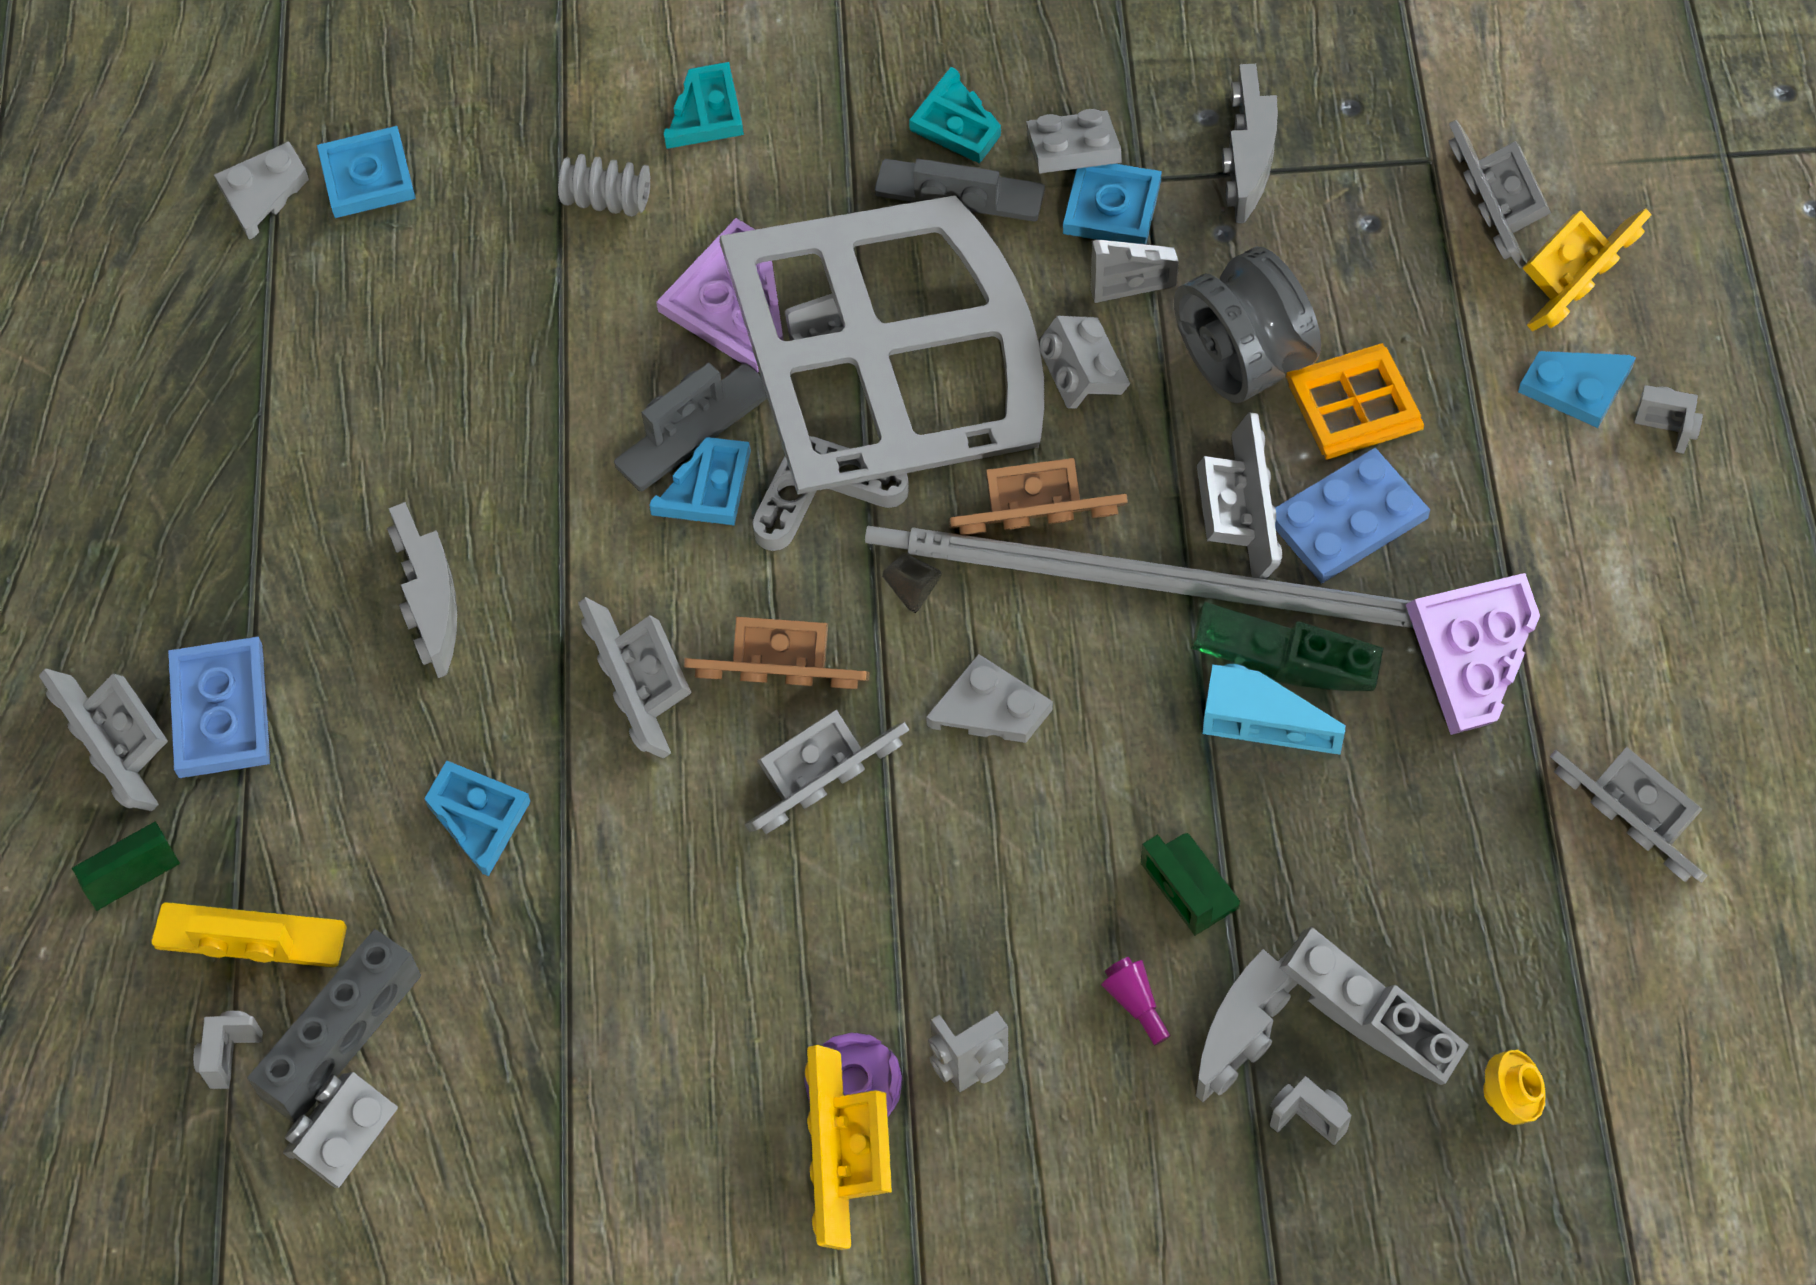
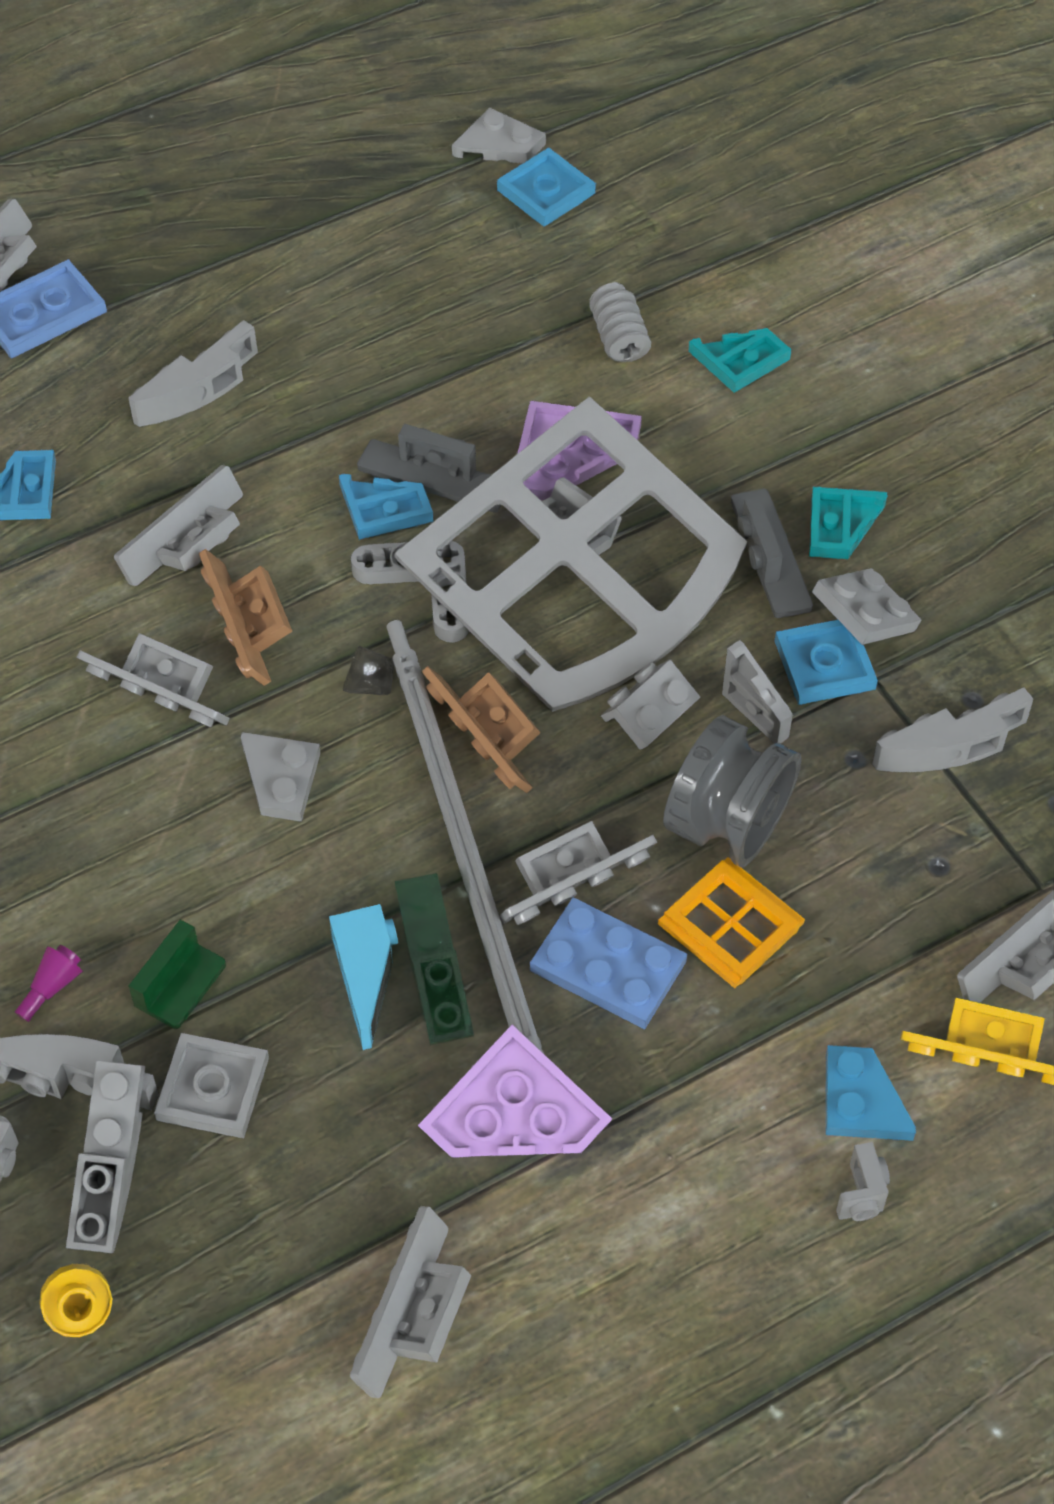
camera: 60 degrees right, 5 degrees down
(1329, 889) = (212, 1085): none -> light grey plate

